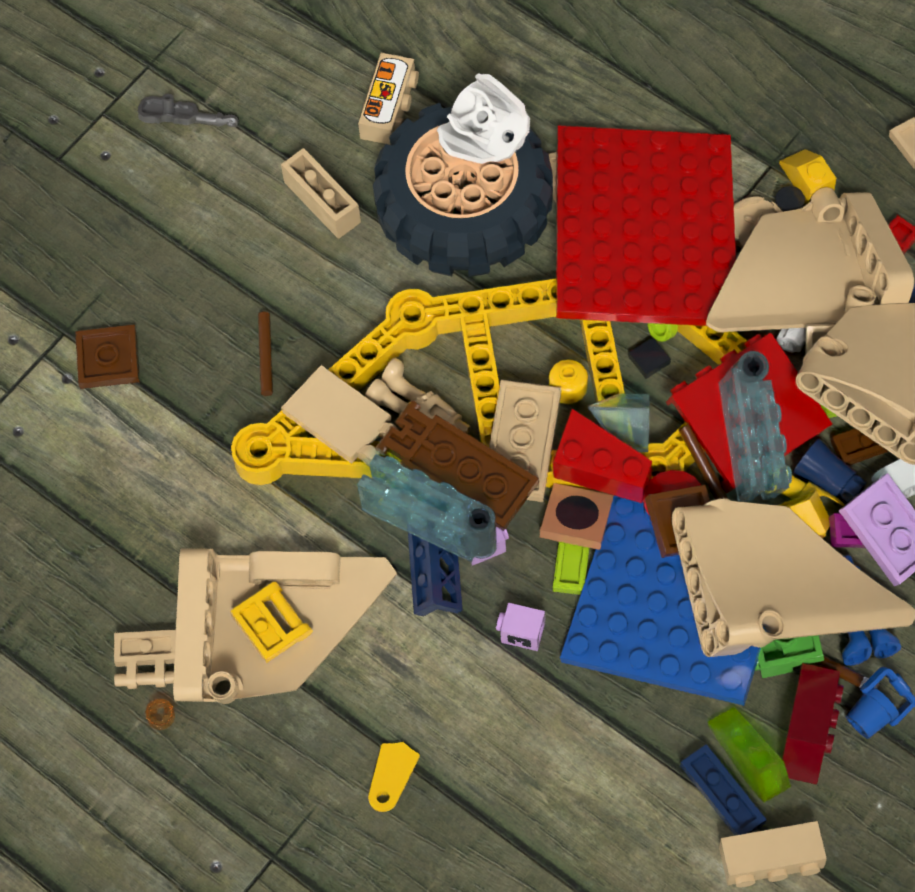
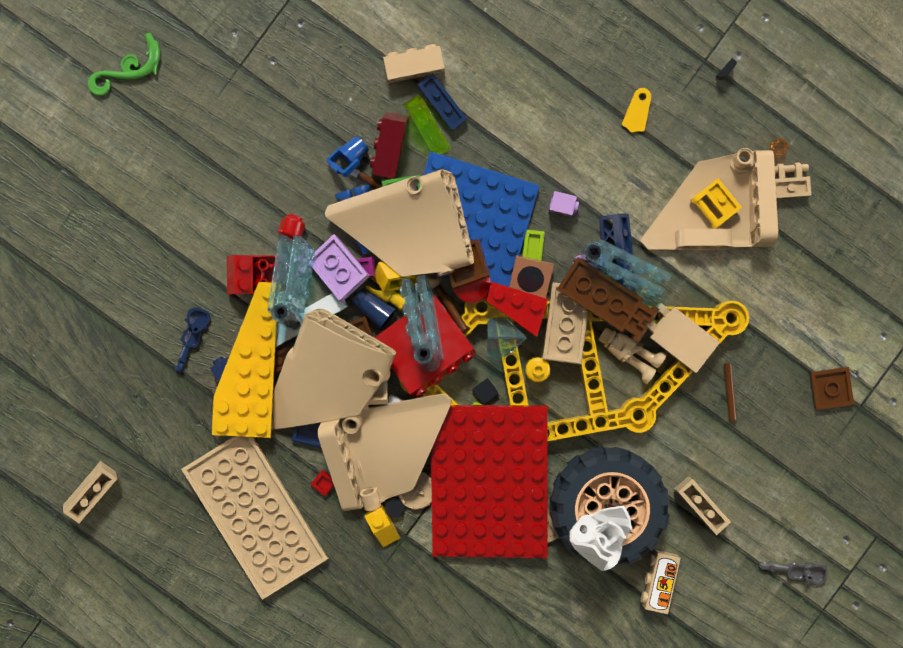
camera: 170 degrees right, 25 degrees up
(239, 836) = (726, 69): none -> black tile

